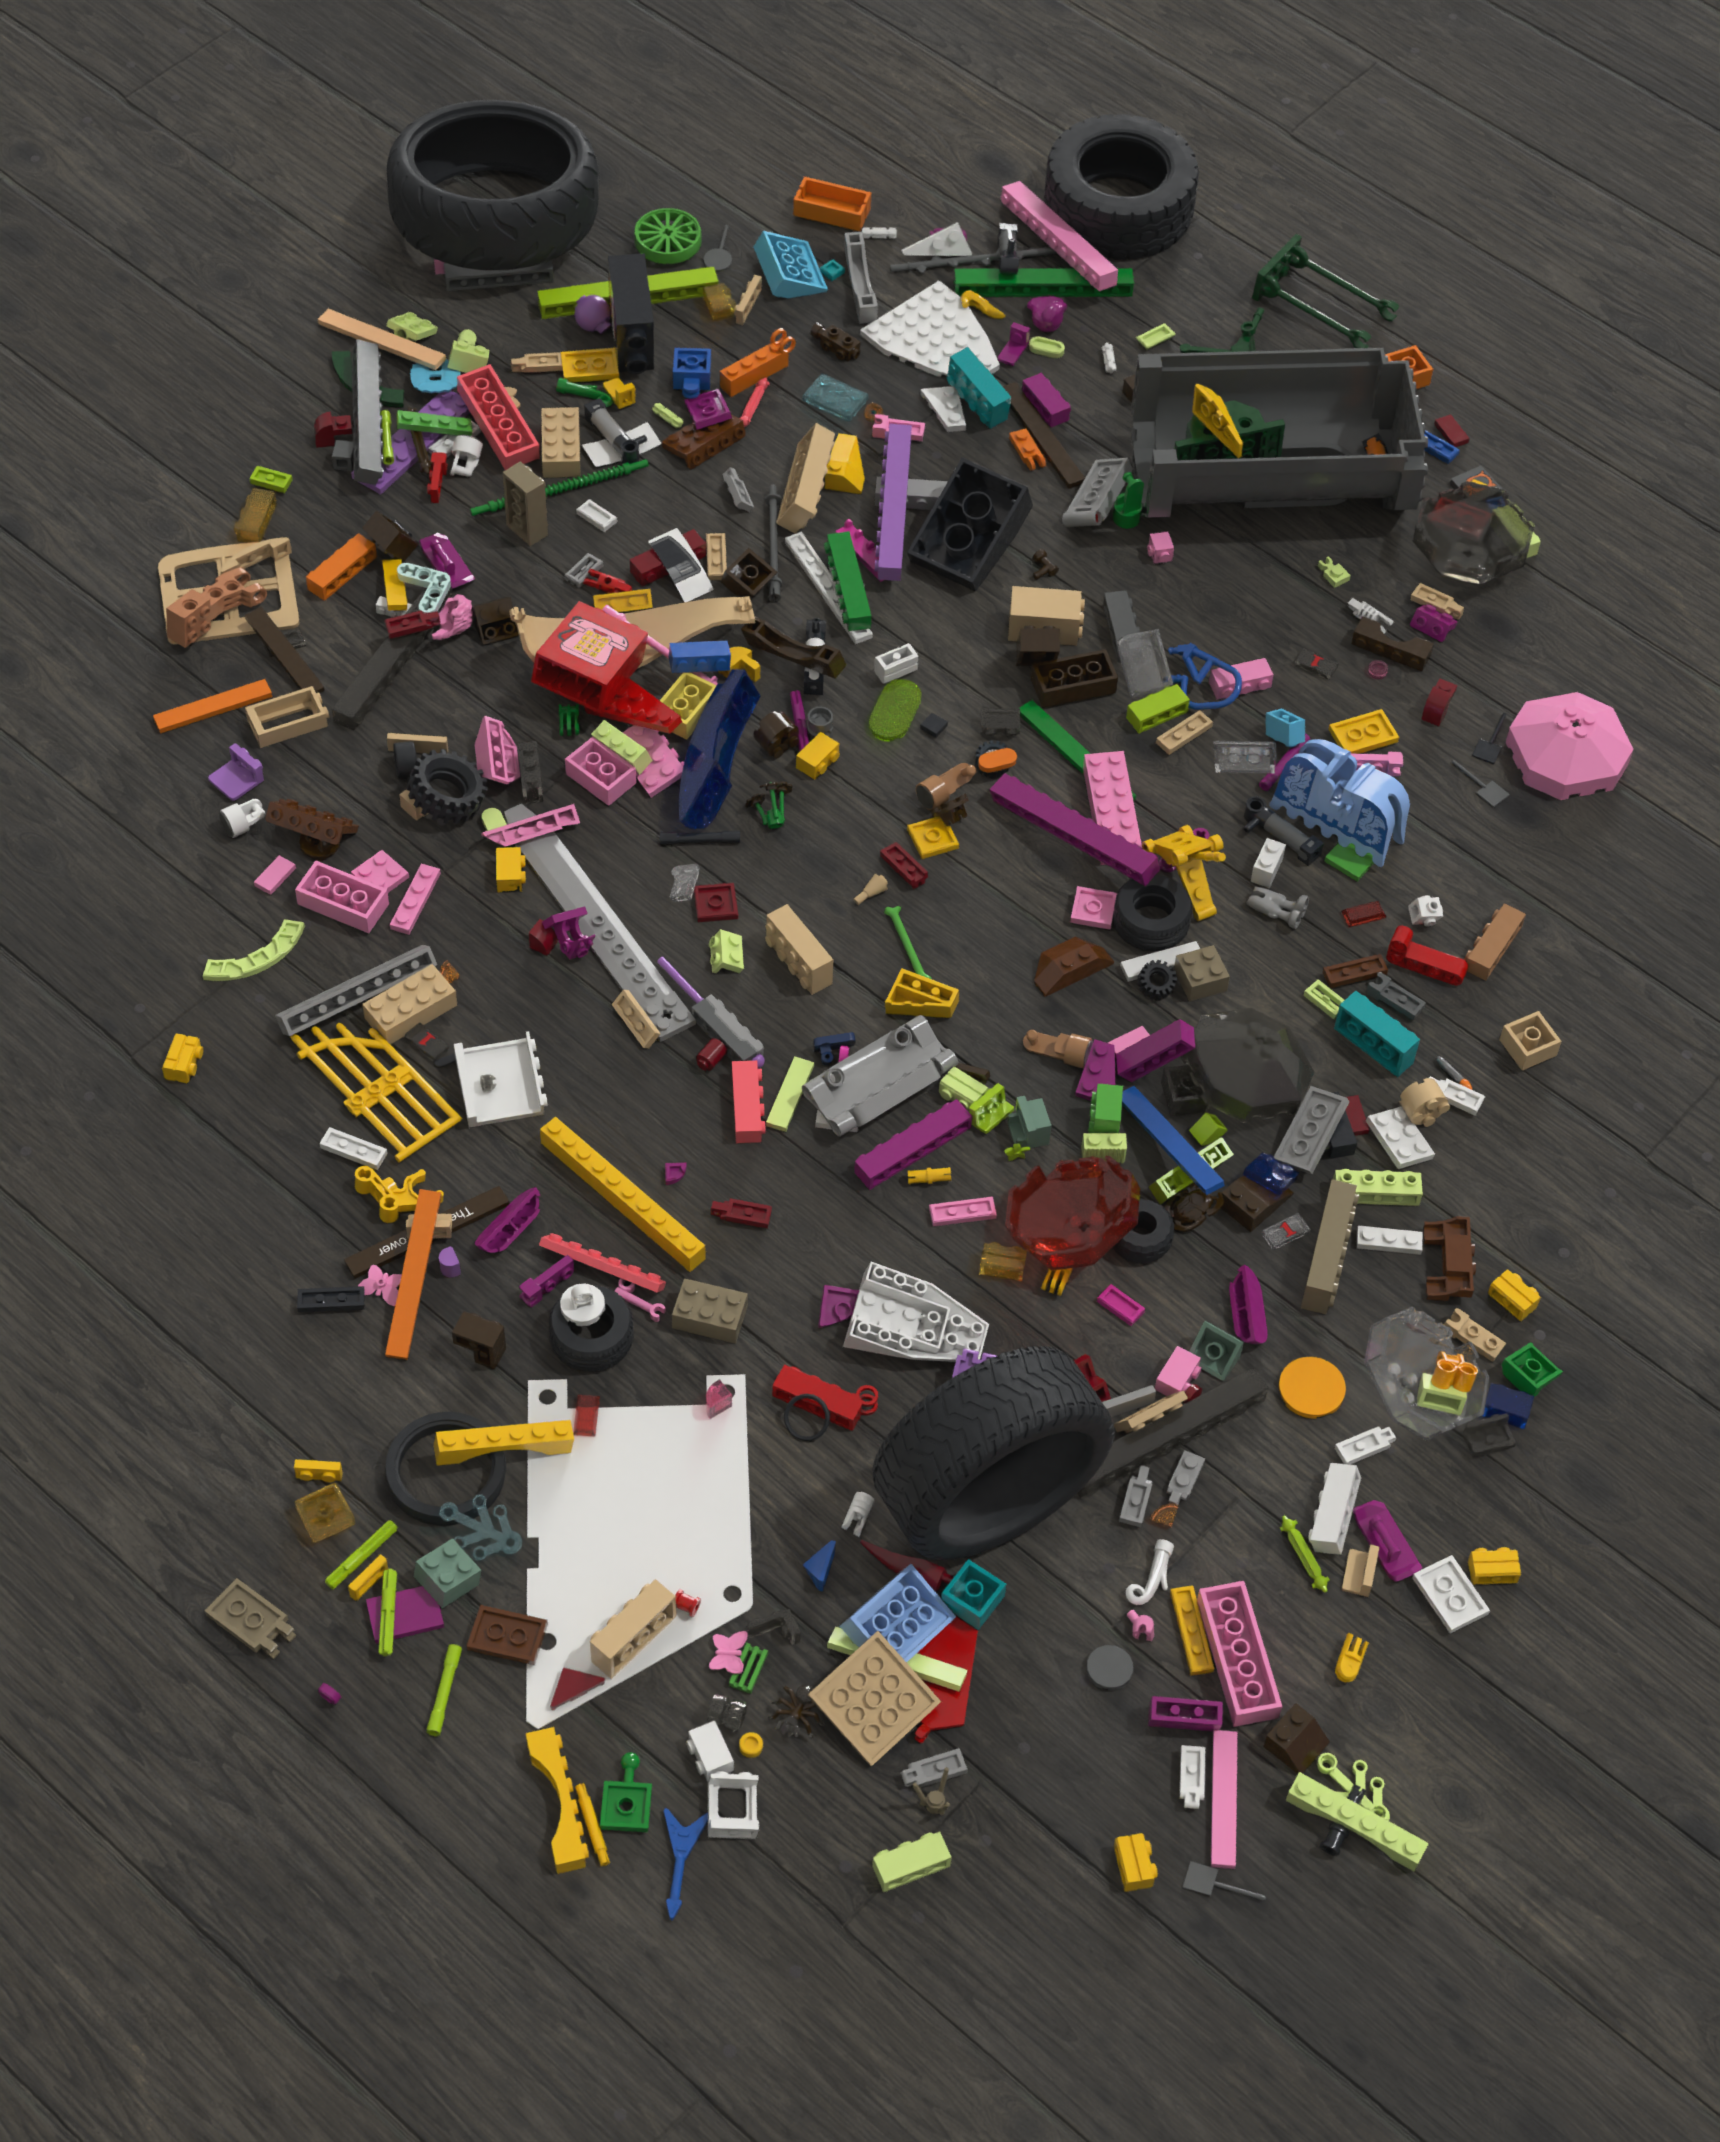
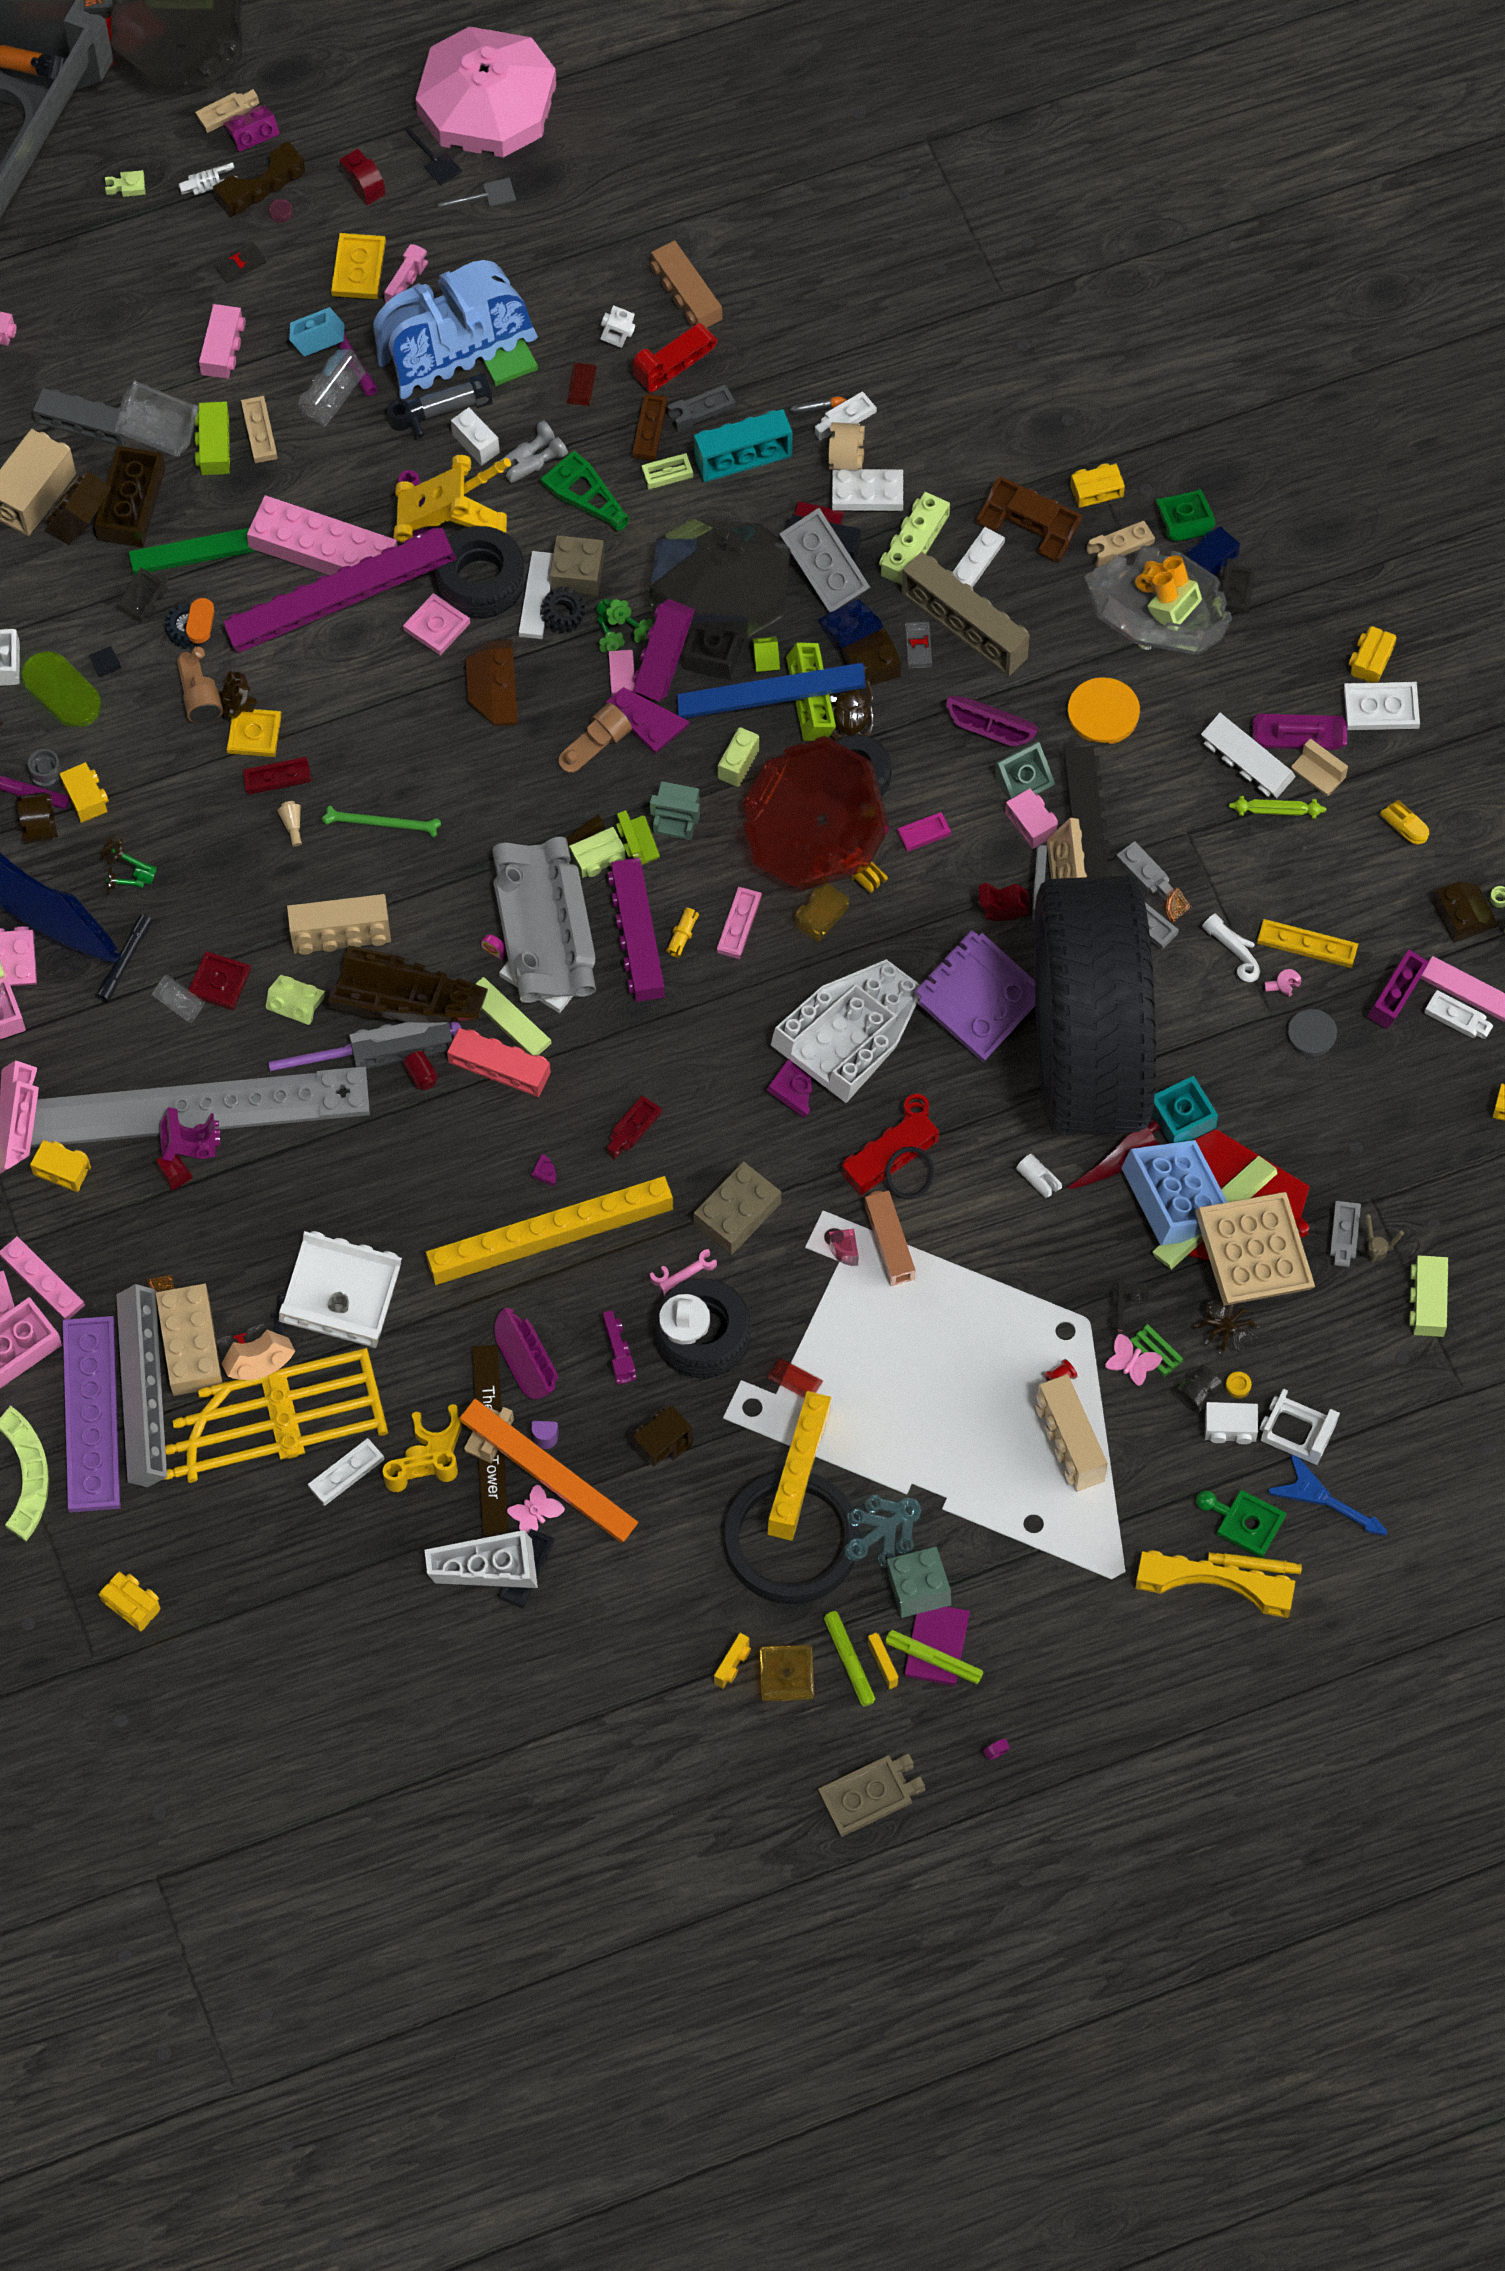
camera: 60 degrees left, 10 degrees up
(319, 972) = (91, 1414): none -> medium lavender plate
(319, 1267) = (488, 1561): none -> white wedge
(415, 1051) = (258, 1357): none -> light nougat brick
(438, 1714) = (1019, 1624): lime piece -> none
(507, 1635) = (1012, 1555): reddish brown plate -> none
(574, 1685) = (1097, 1518): dark red tile -> none
(610, 1265) = (624, 1286): coral plate -> none
(636, 1019) = (333, 1123): tan plate -> none
(742, 1427) = (889, 1238): none -> nougat brick
(766, 1010) = (390, 989): none -> dark brown wedge
(819, 1565) = (1079, 1236): blue slope -> none
(828, 1043) = (468, 955): dark blue piece -> none
(921, 996) = (462, 836): yellow wedge -> none
(1015, 1152) = (699, 838): lime plant -> none
(1106, 1109) = (704, 733): bright green brick -> none
(1171, 1009) = (617, 612): none -> bright green plant
(1188, 652) = (162, 369): blue piece -> none
(1192, 1392) = (1060, 815): dark red tile -> none
(1239, 1653) = (1358, 912): bright pink brick -> none
(1274, 934) = (567, 473): none -> green plate
(1365, 1445) = (1190, 697): white hinge -> none
(1530, 1040) = (823, 317): tan brick -> none

